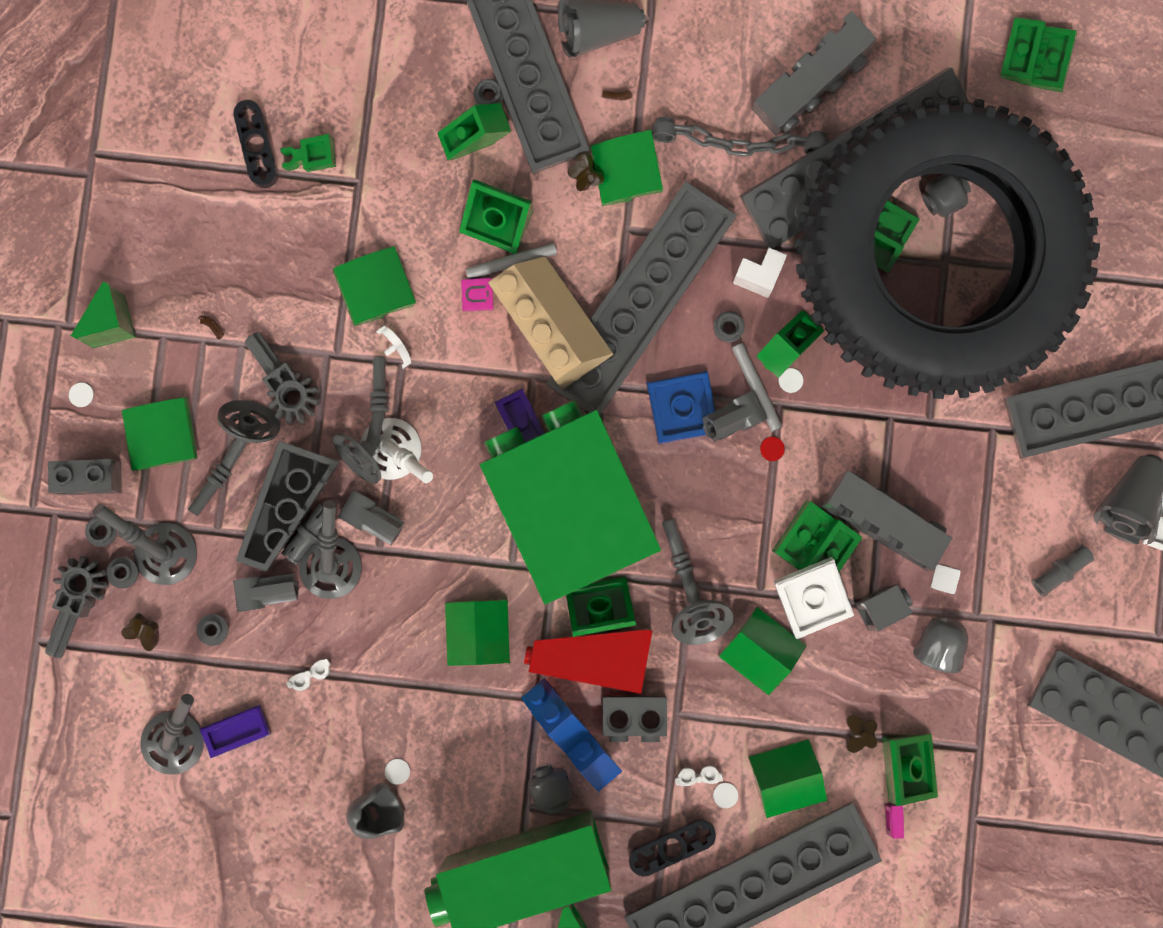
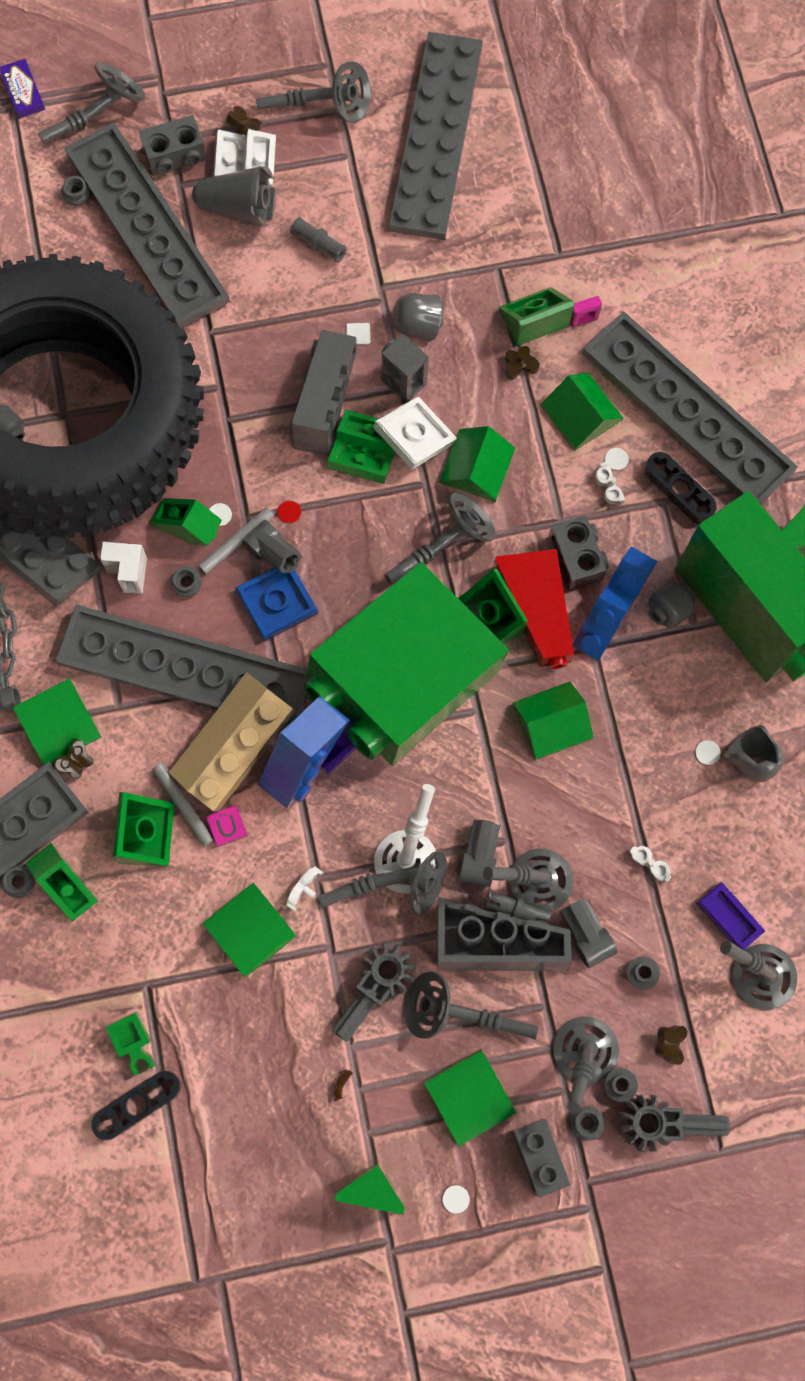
camera: 115 degrees left, 10 degrees down
(512, 377) = (301, 752): none -> blue wedge

